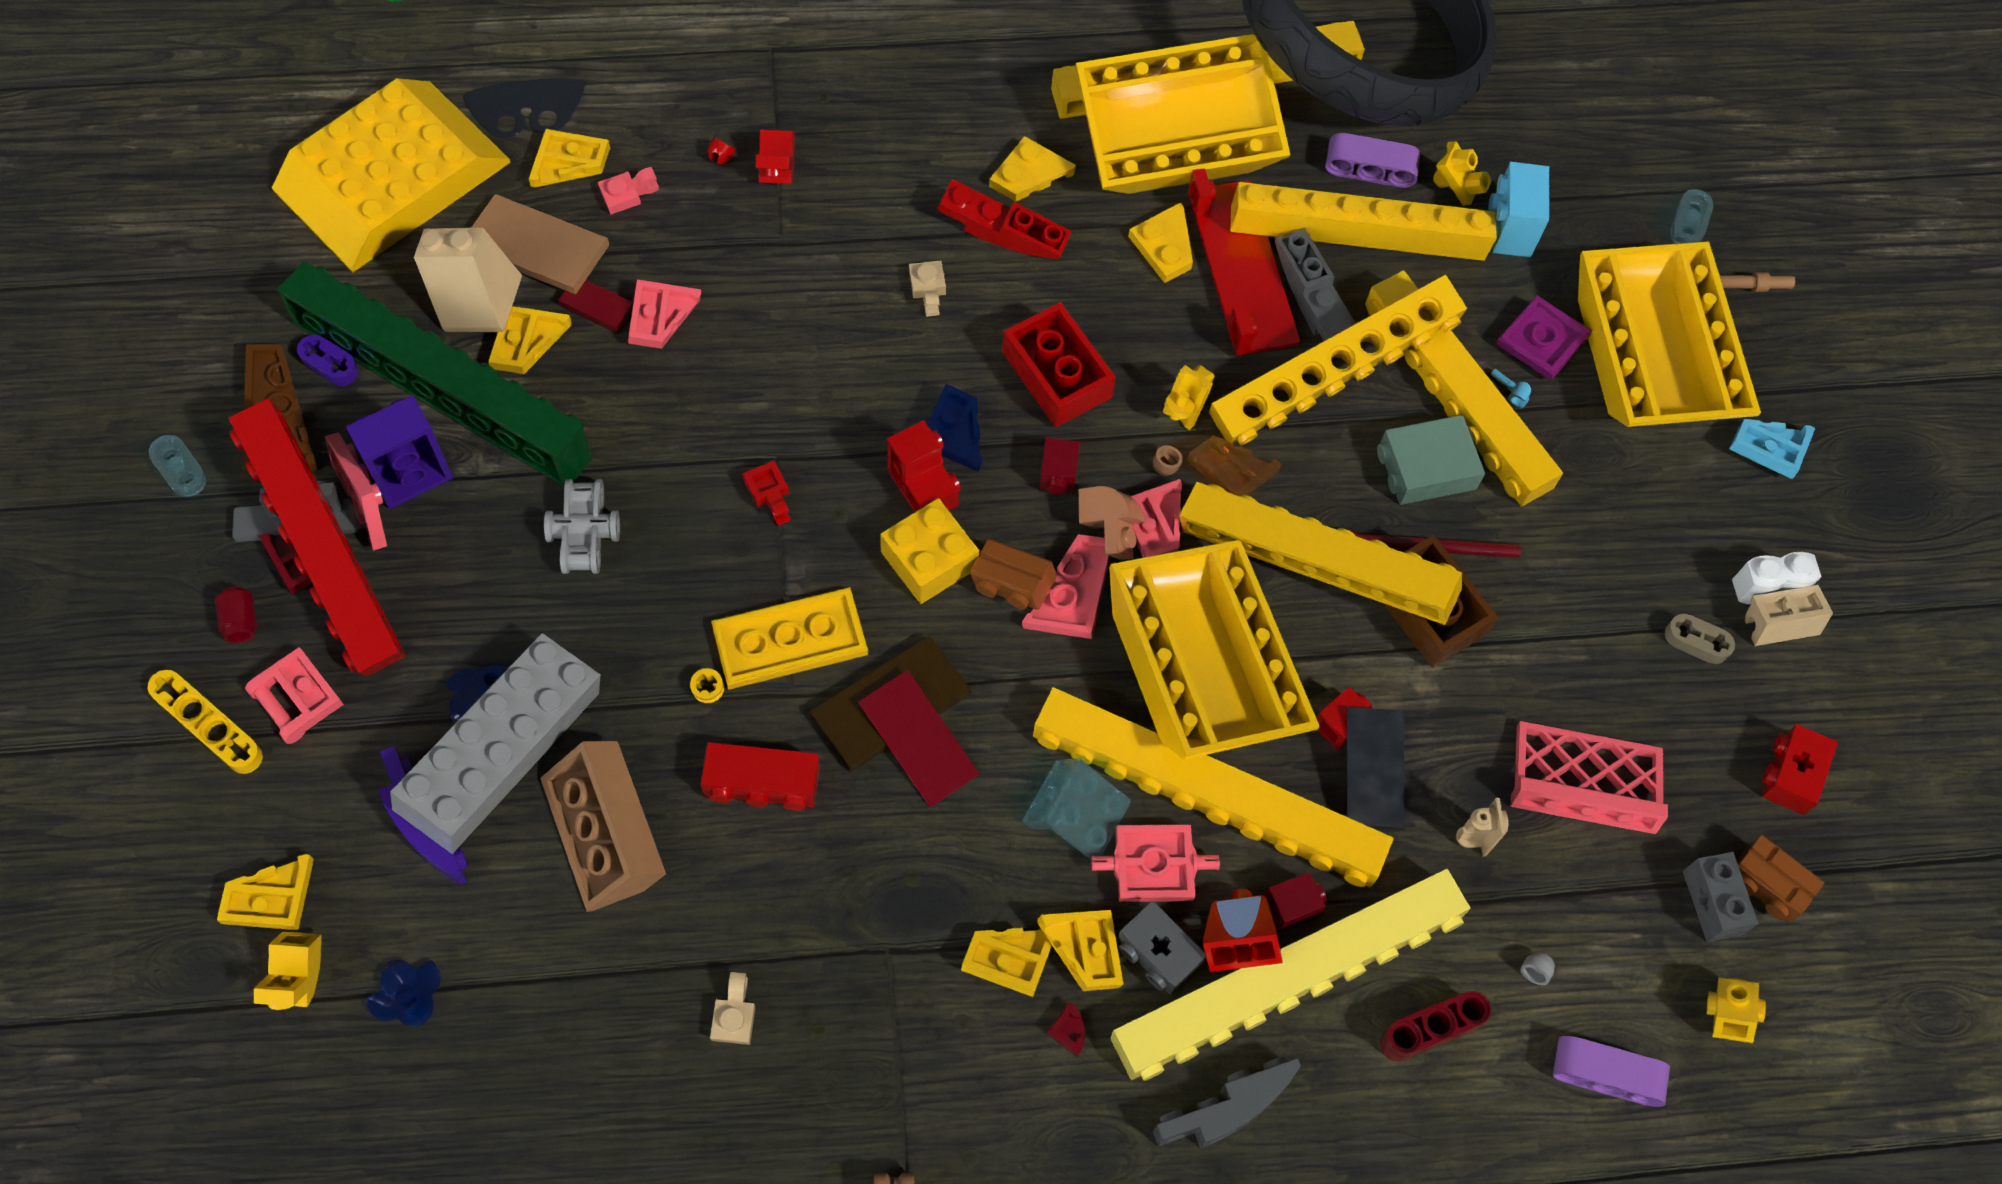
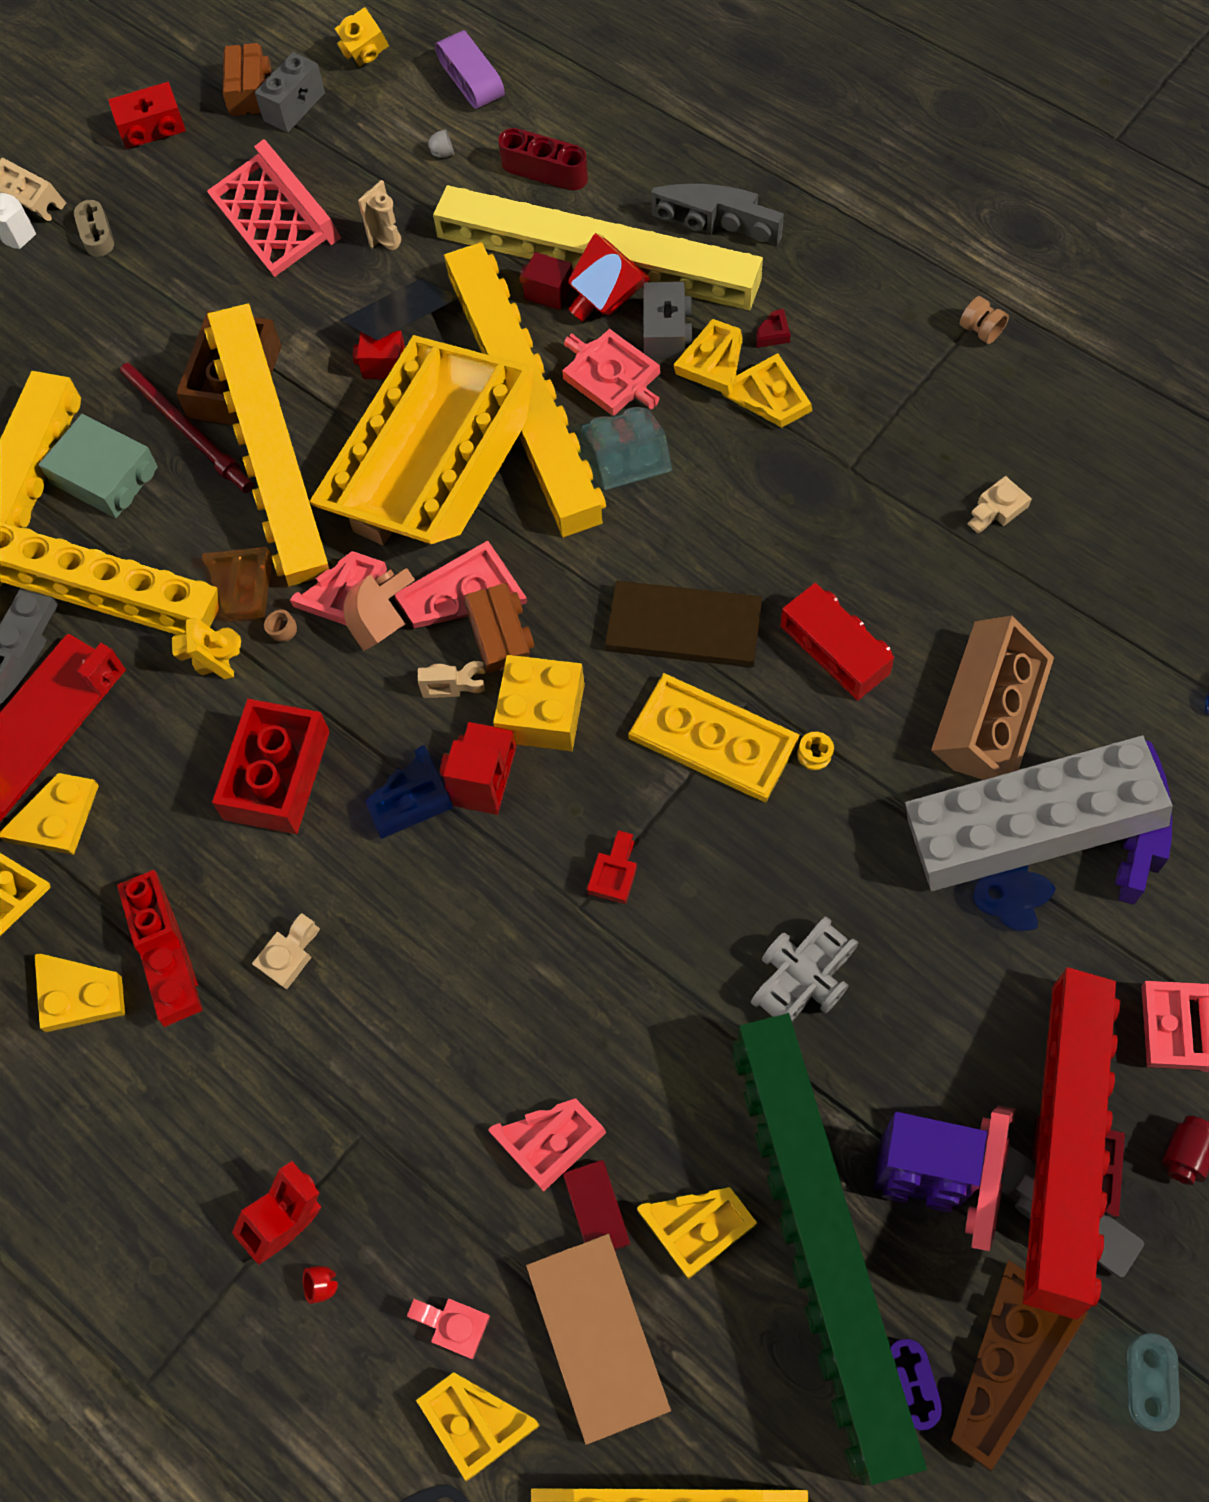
camera: 125 degrees left, 0 degrees up
(467, 279) = (711, 1321): tan slope -> none
(918, 738) = (690, 579): dark red sticker -> none
(1012, 514) = (446, 681): none -> tan plate
(1059, 466) = (366, 688): dark red brick -> none

